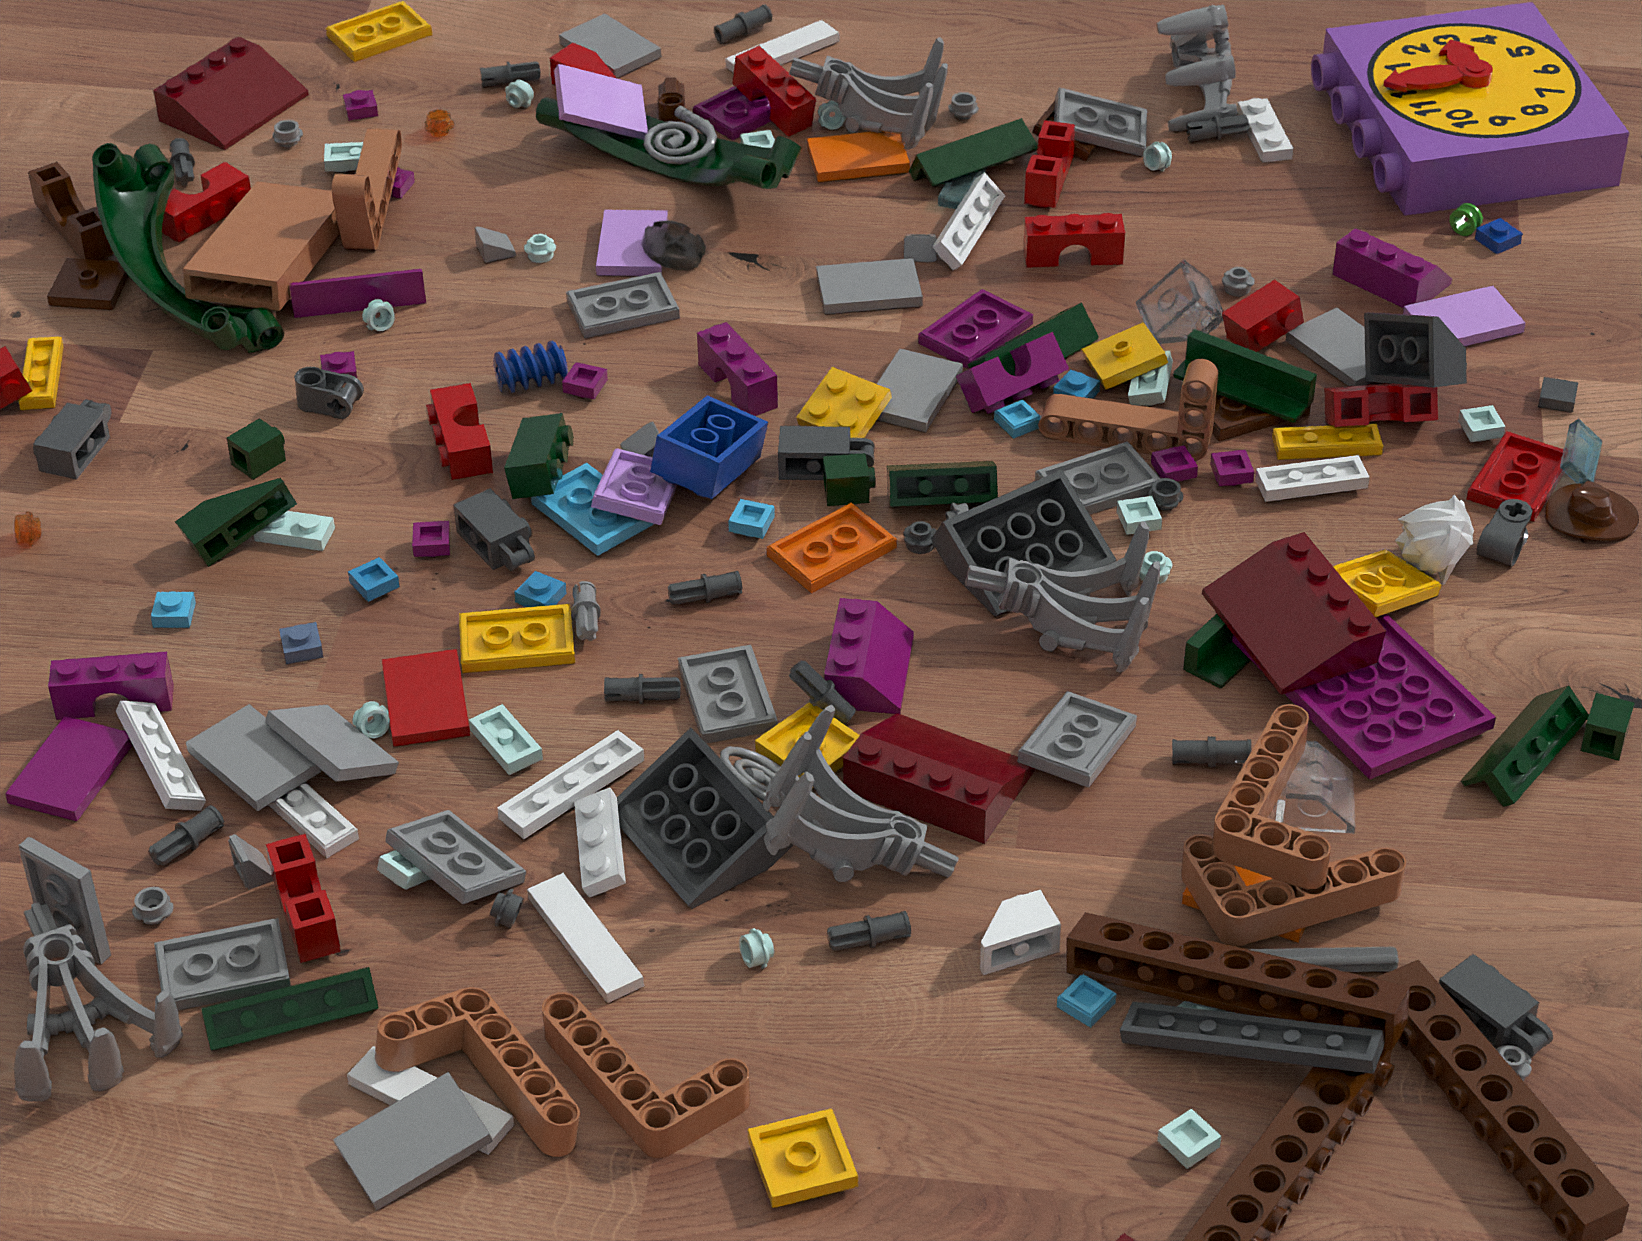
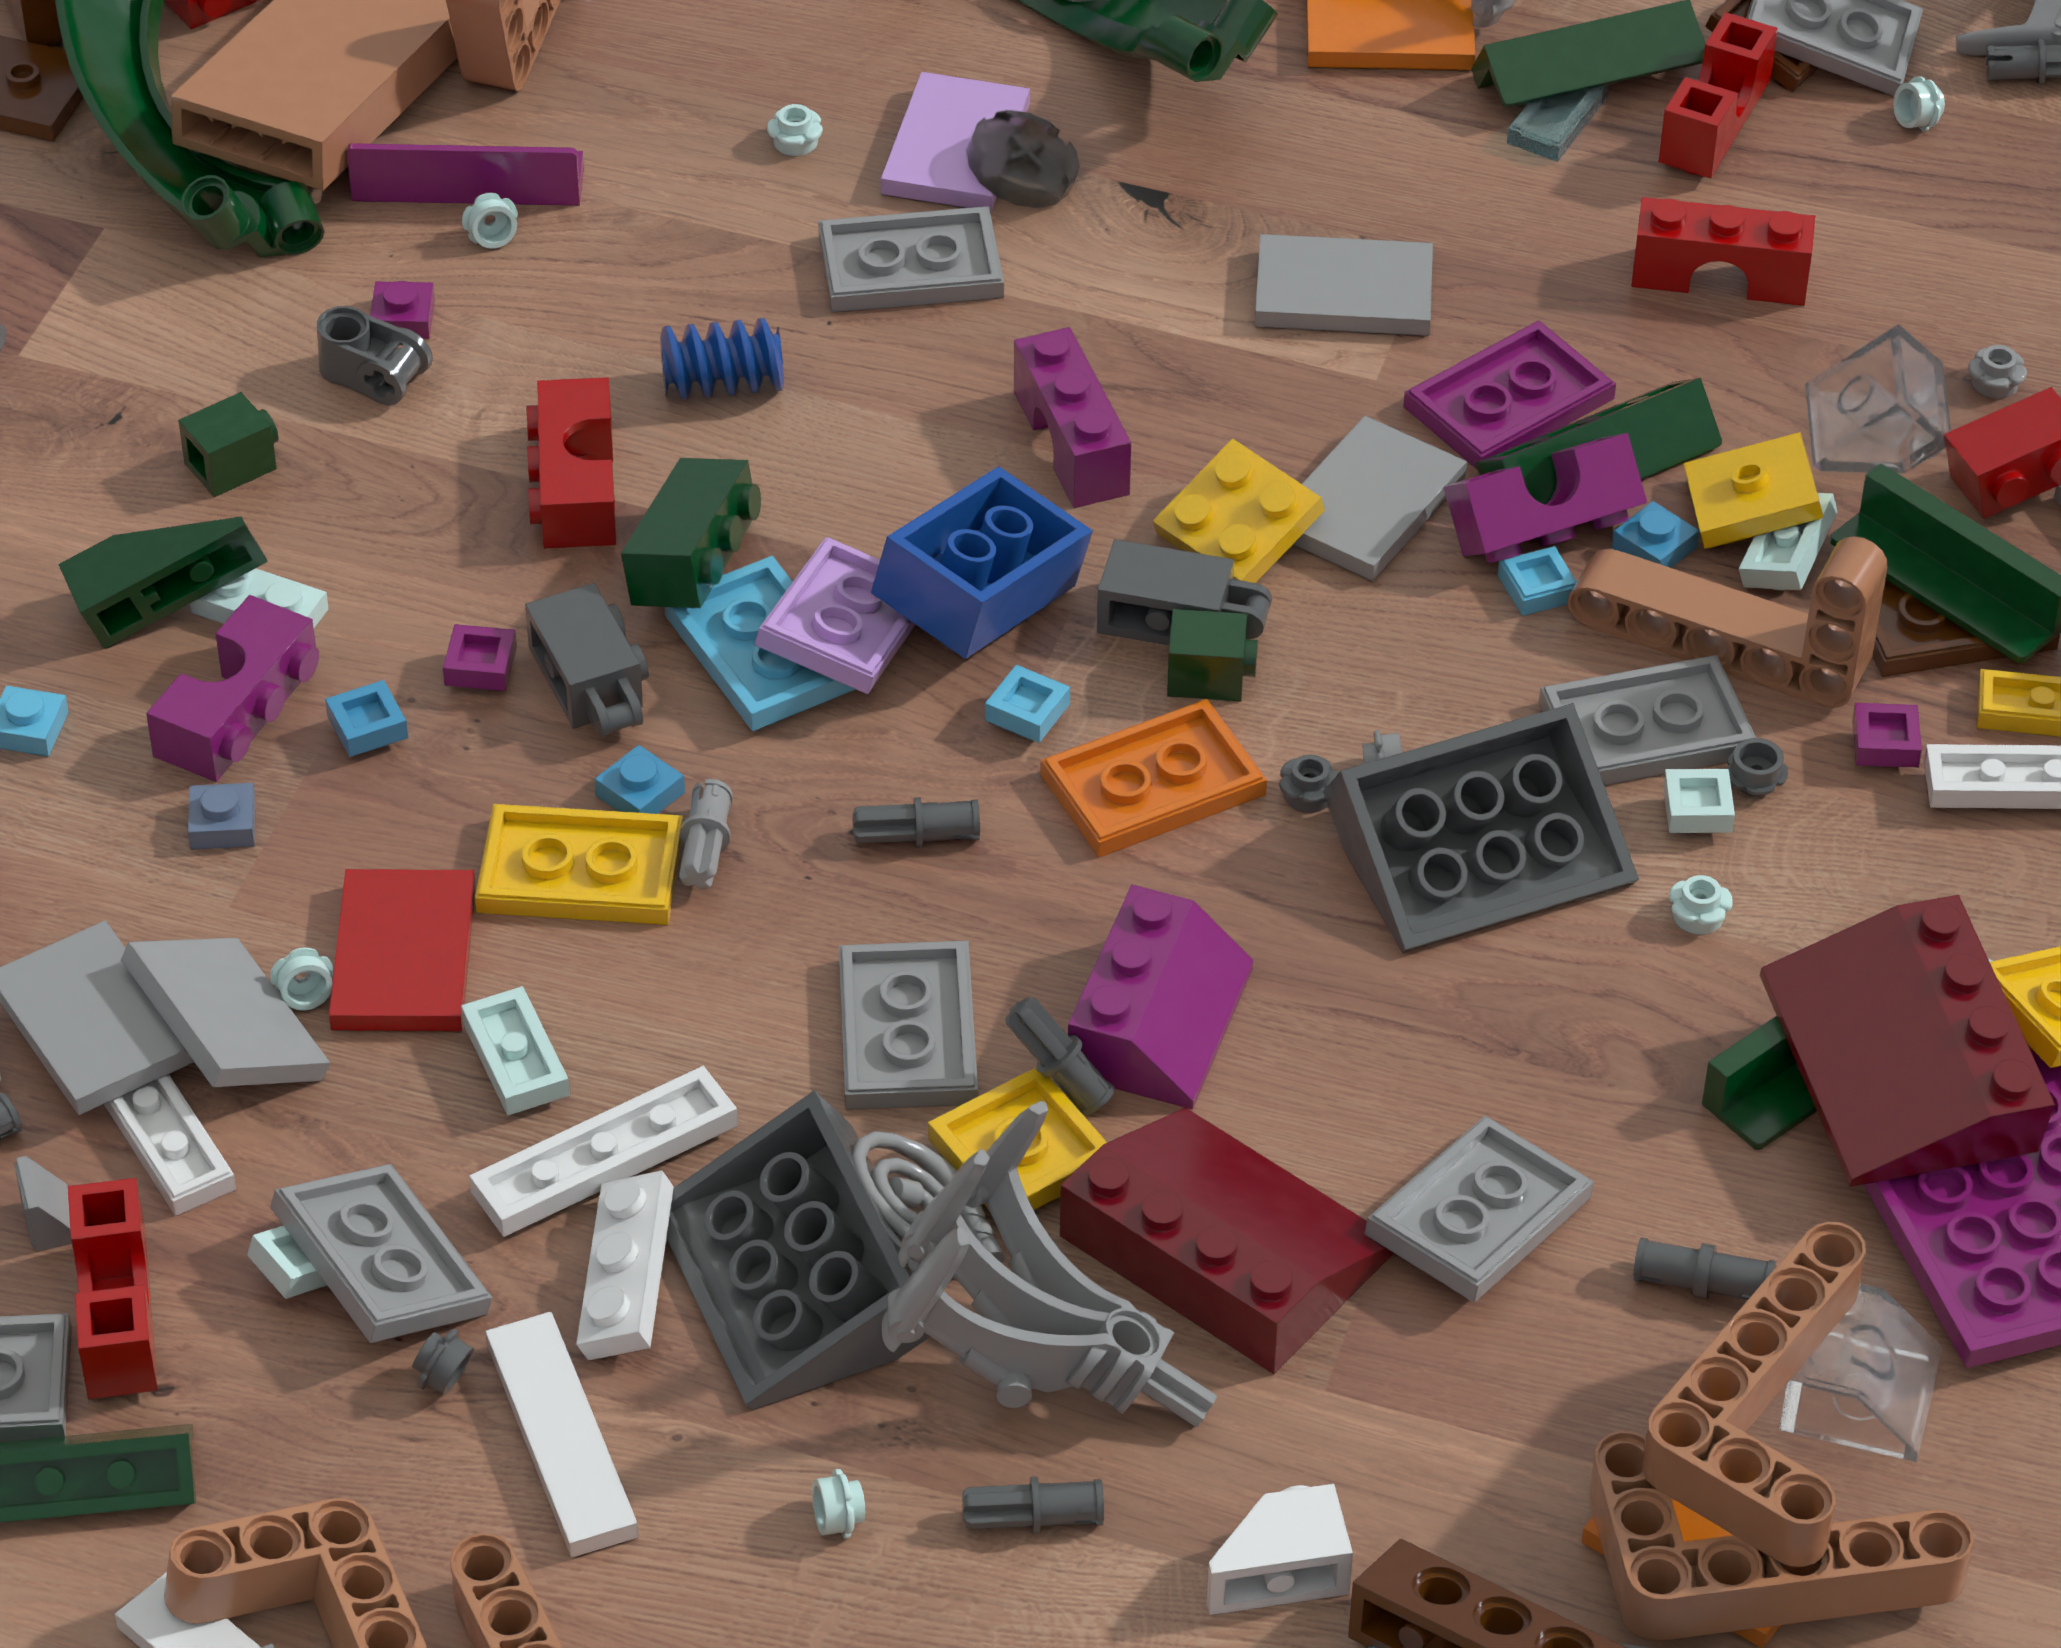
camera: 10 degrees right, 5 degrees up
(304, 559) = (211, 724): none -> magenta arch
(493, 245) = (717, 111): light grey slope -> none
(584, 380) = (808, 397): magenta plate -> none
(641, 688) = (763, 993): dark grey axle -> none
(642, 441) = (869, 530): light grey slope -> none
(920, 247) = (1453, 221): light grey slope -> none
(941, 483) = (1367, 689): dark green brick -> none
(968, 221) = (1548, 186): white plate -> none
(1062, 605) = (1508, 961): light grey piece -> none
(1174, 464) = (1787, 712): magenta plate -> none

